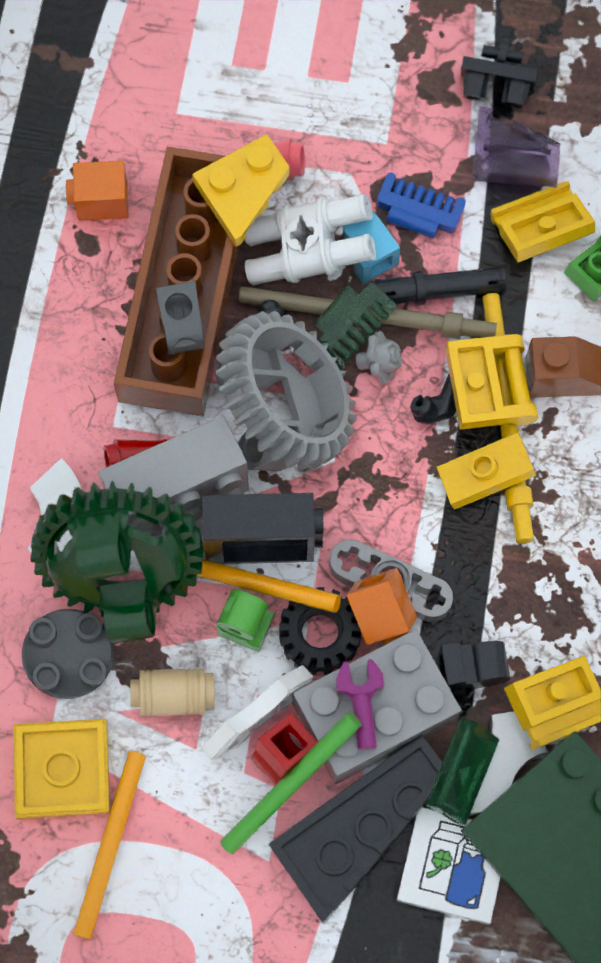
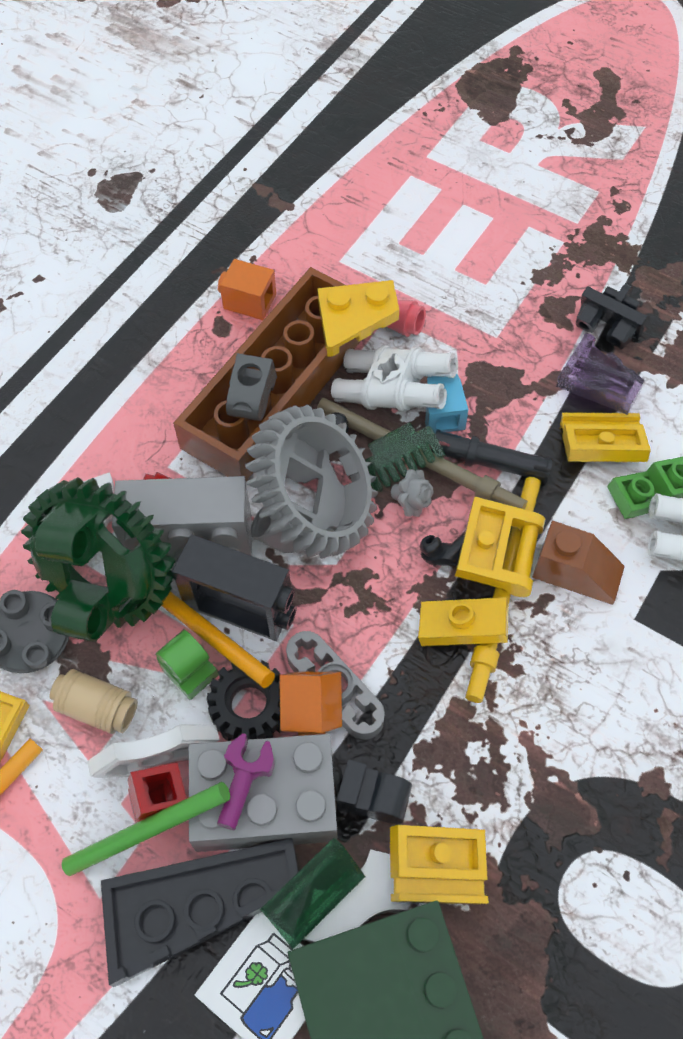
camera: 25 degrees right, 10 degrees down
(416, 215) = (497, 396): blue piece -> none

